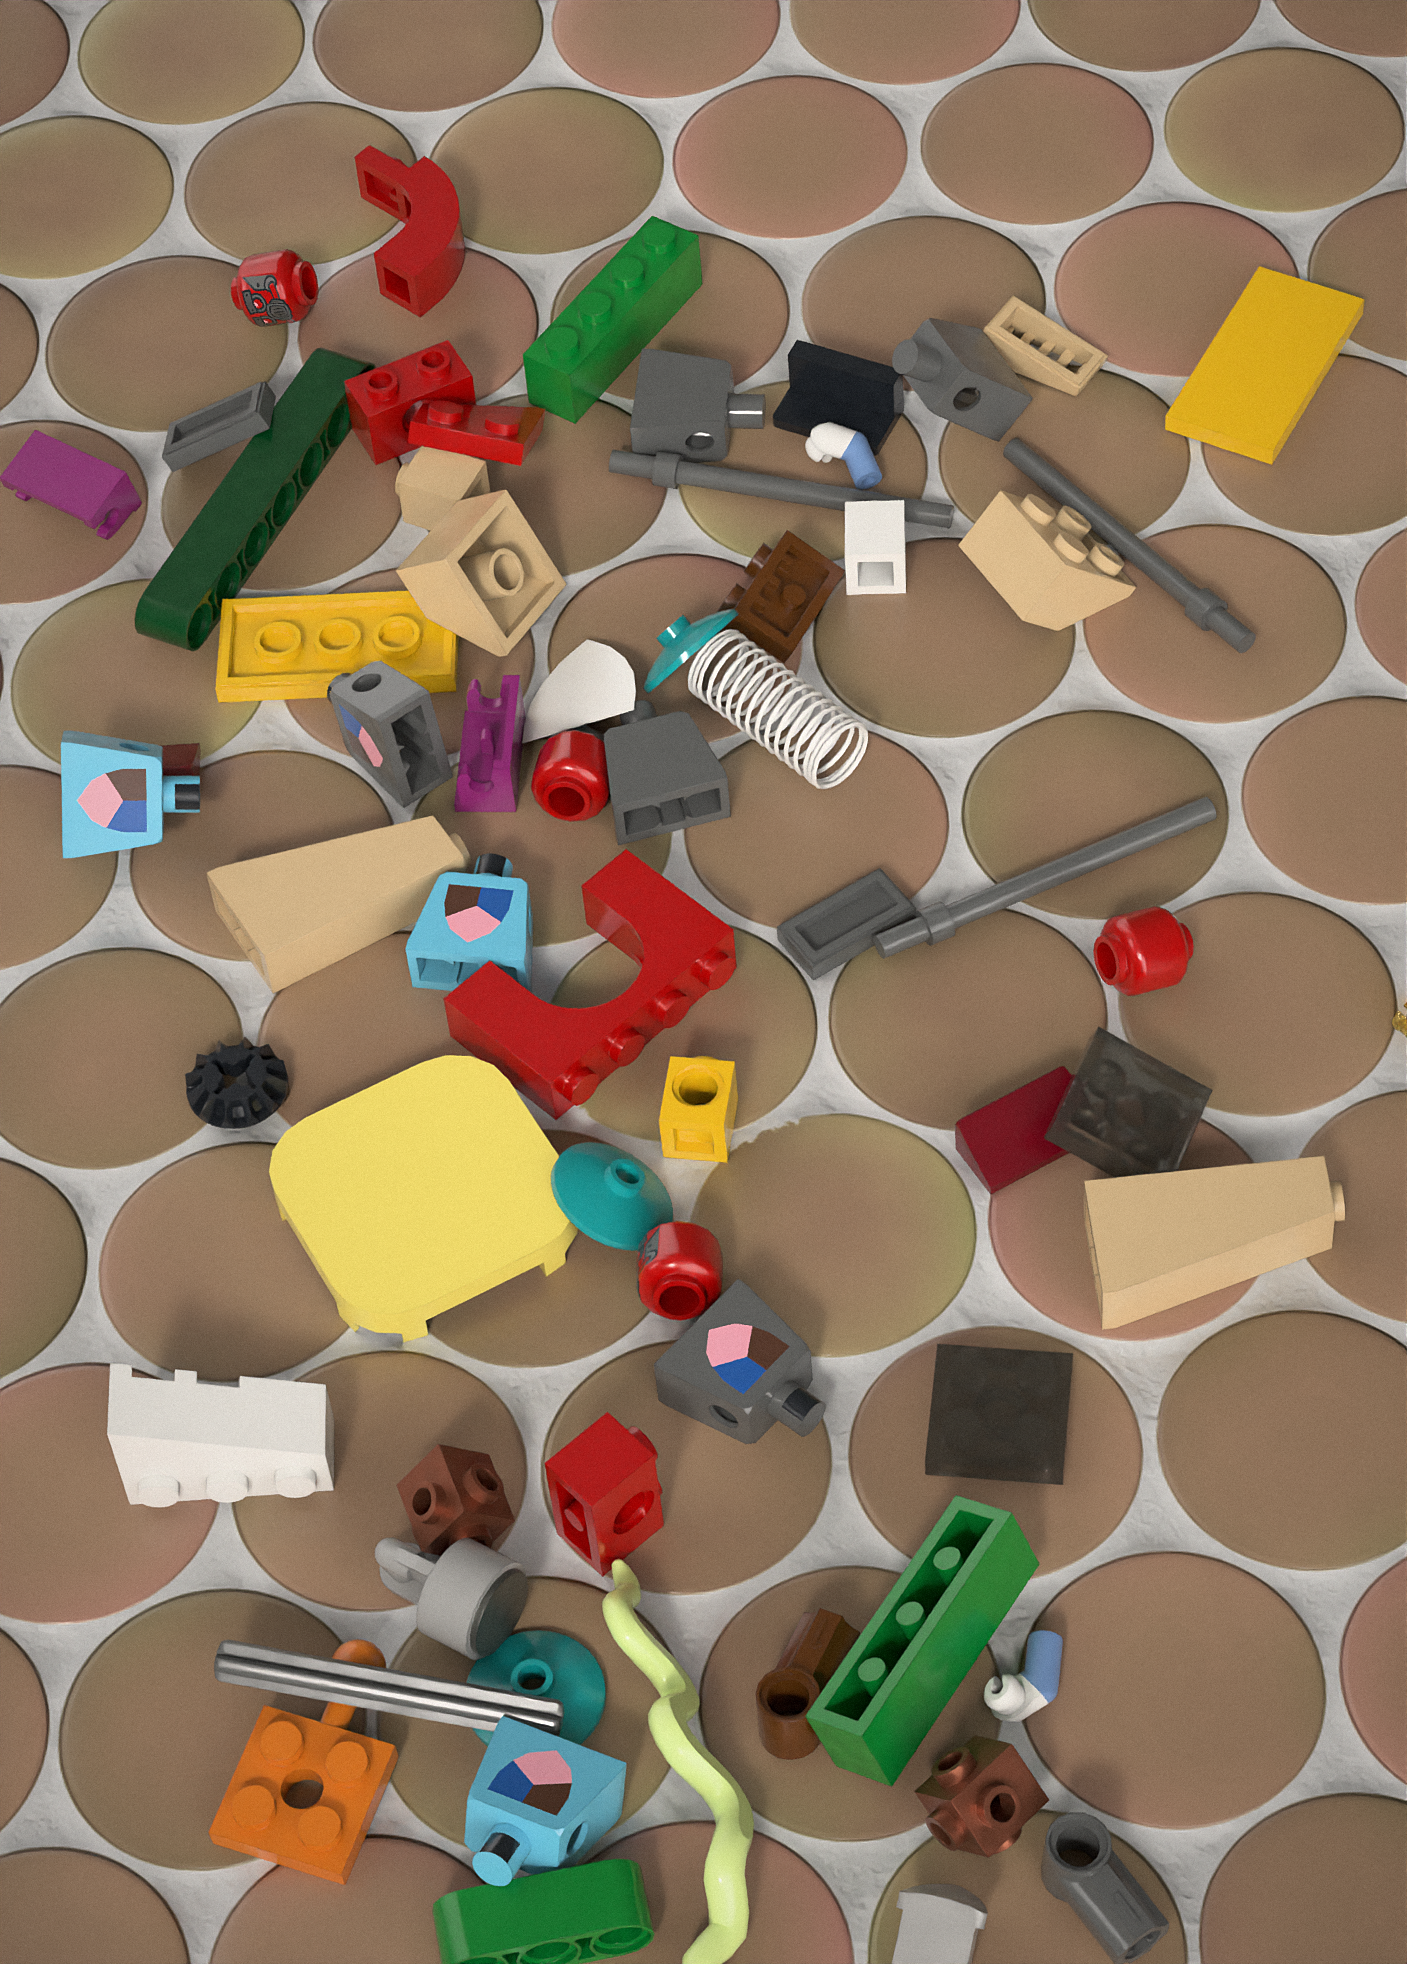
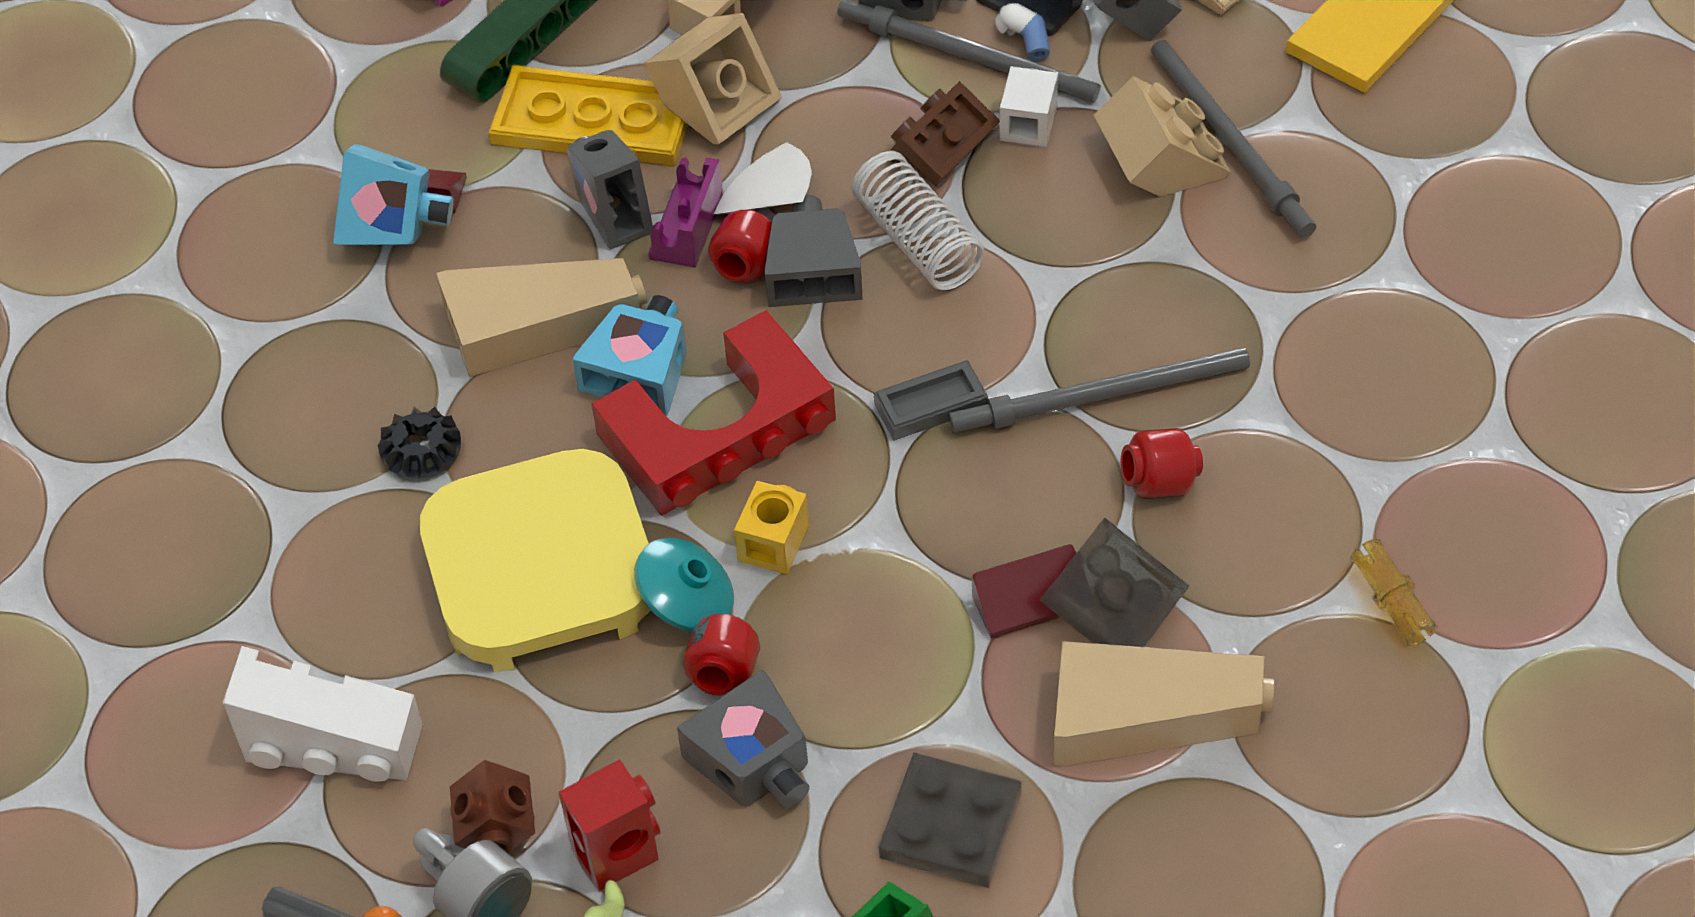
camera: 10 degrees right, 0 degrees up
(682, 641) = (852, 155): teal dish -> none

